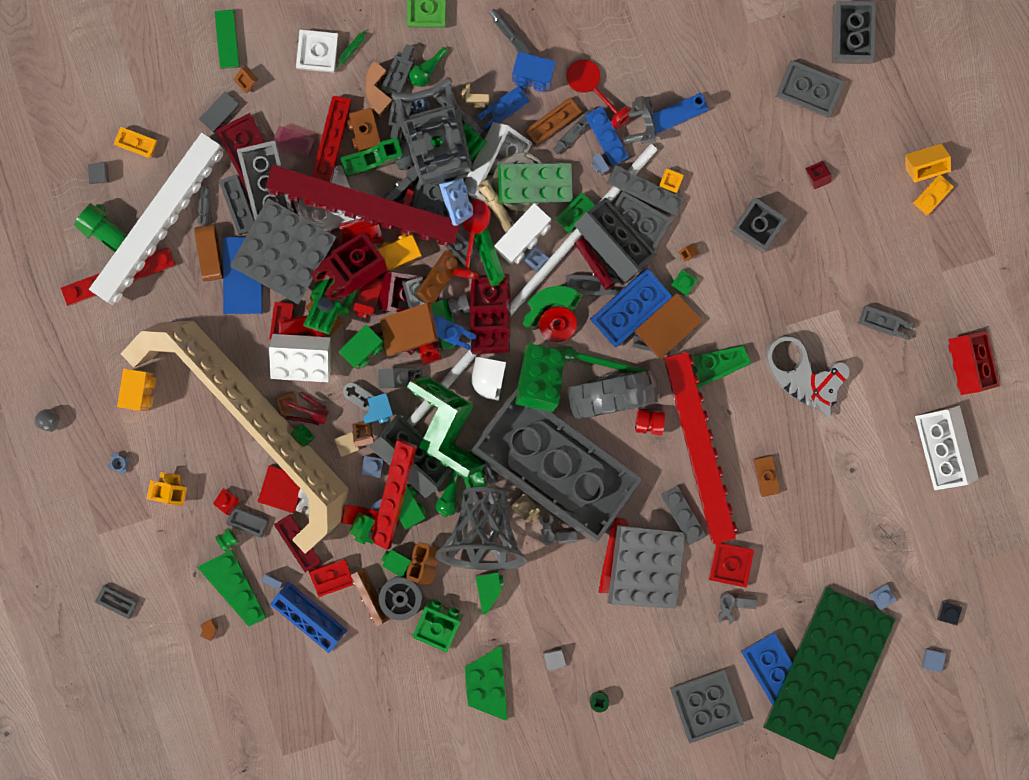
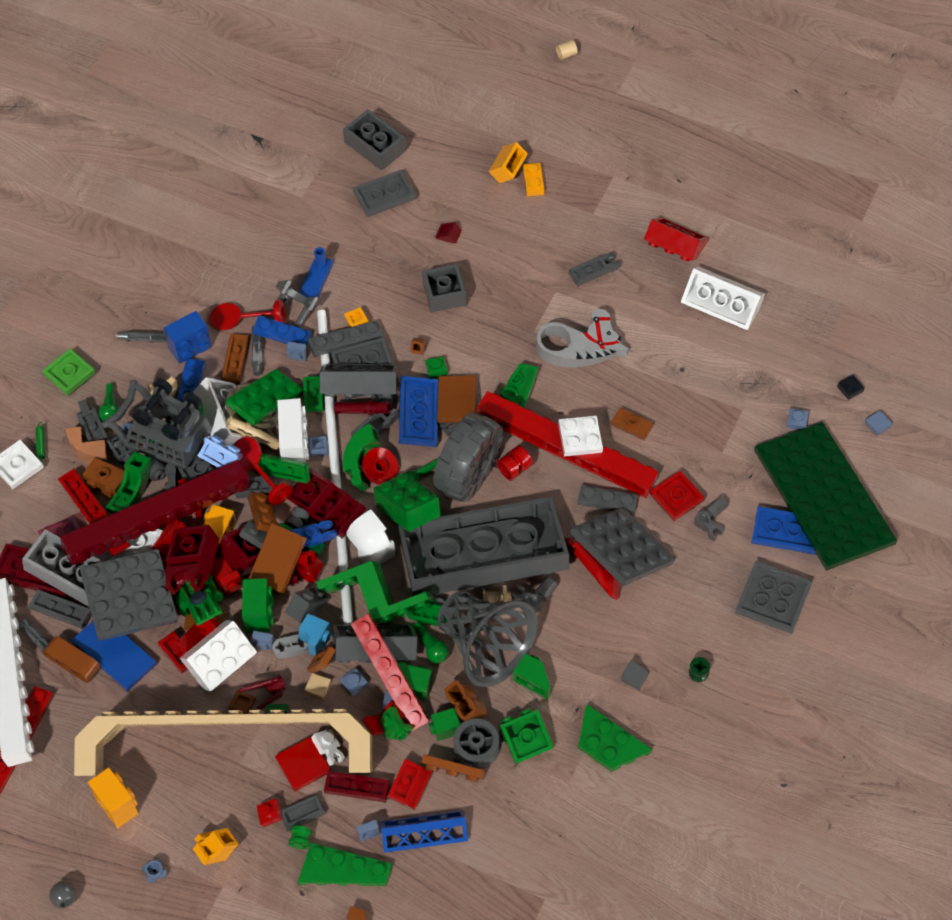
camera: 45 degrees left, 30 degrees down
(342, 374) = (262, 640): none -> sand blue plate
(711, 456) = (580, 436): none -> white plate

